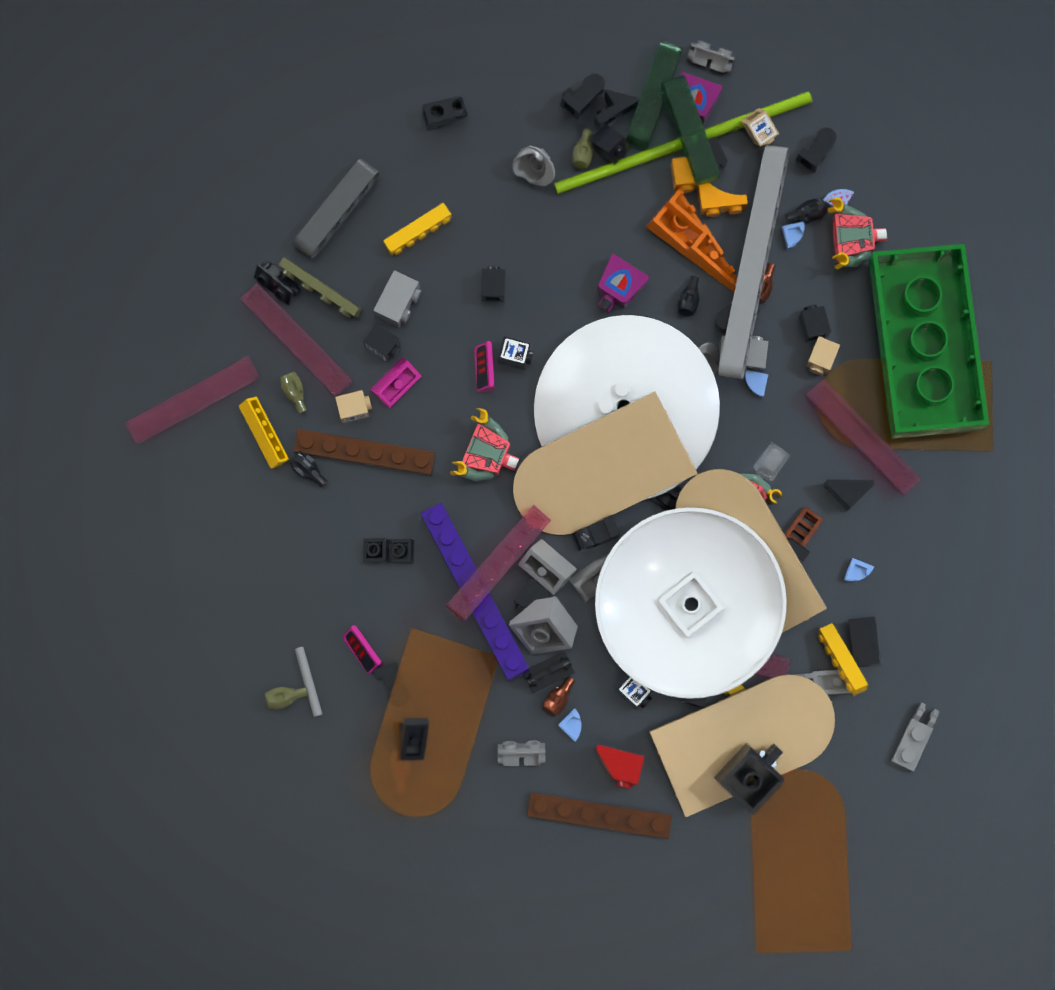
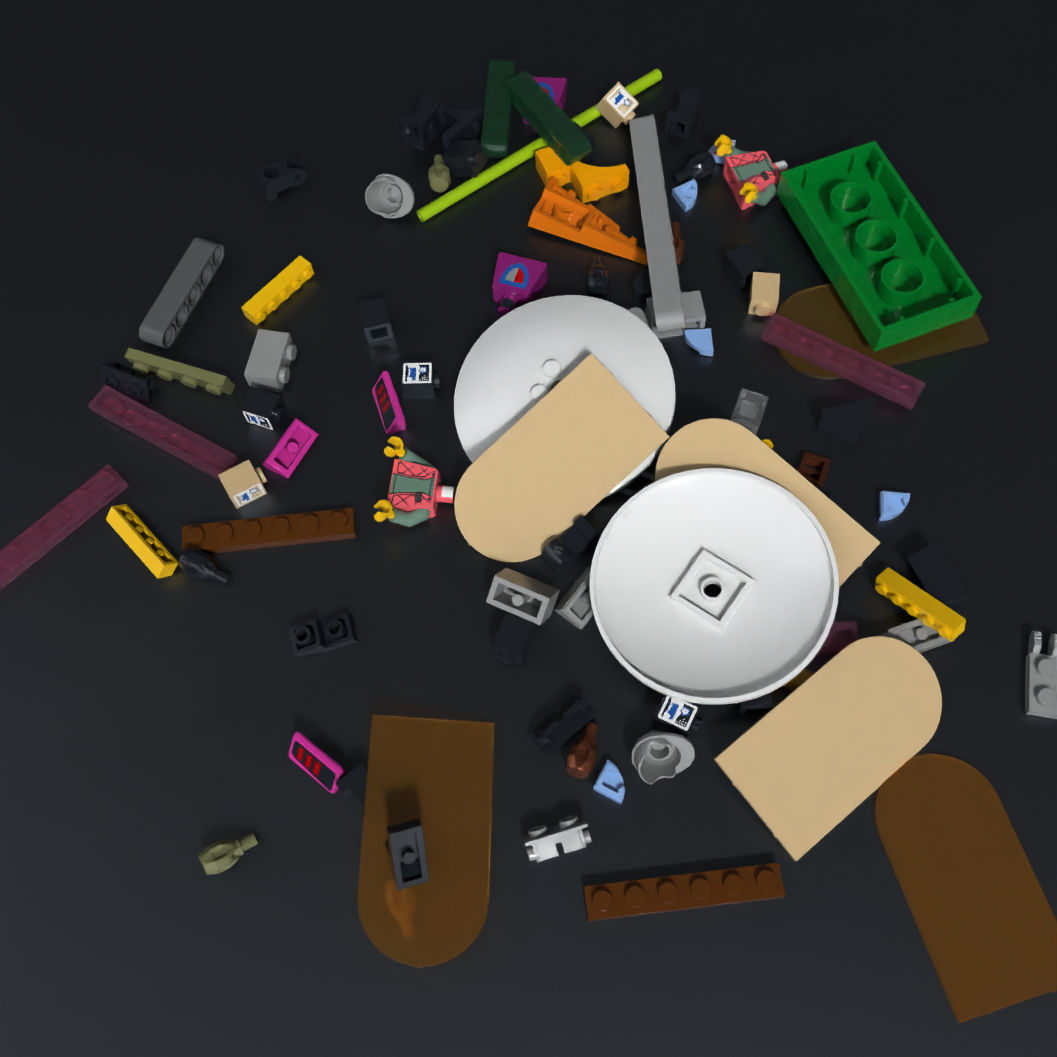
camera: 10 degrees left, 15 degrees down
(293, 390) = (169, 485): olive piece -> none
(308, 681) = (256, 825): light grey bar -> none
(486, 612) = (444, 653): dark purple brick -> none
(498, 563) = (458, 606): clear pink plate -> none
(544, 626) = (539, 666): light grey slope -> none
(613, 717) = (661, 755): none -> light grey piece
(621, 765) = (691, 813): red slope -> none
(719, 58) = (557, 62): light grey hinge -> none
(760, 767) = (883, 777): black hinge -> none

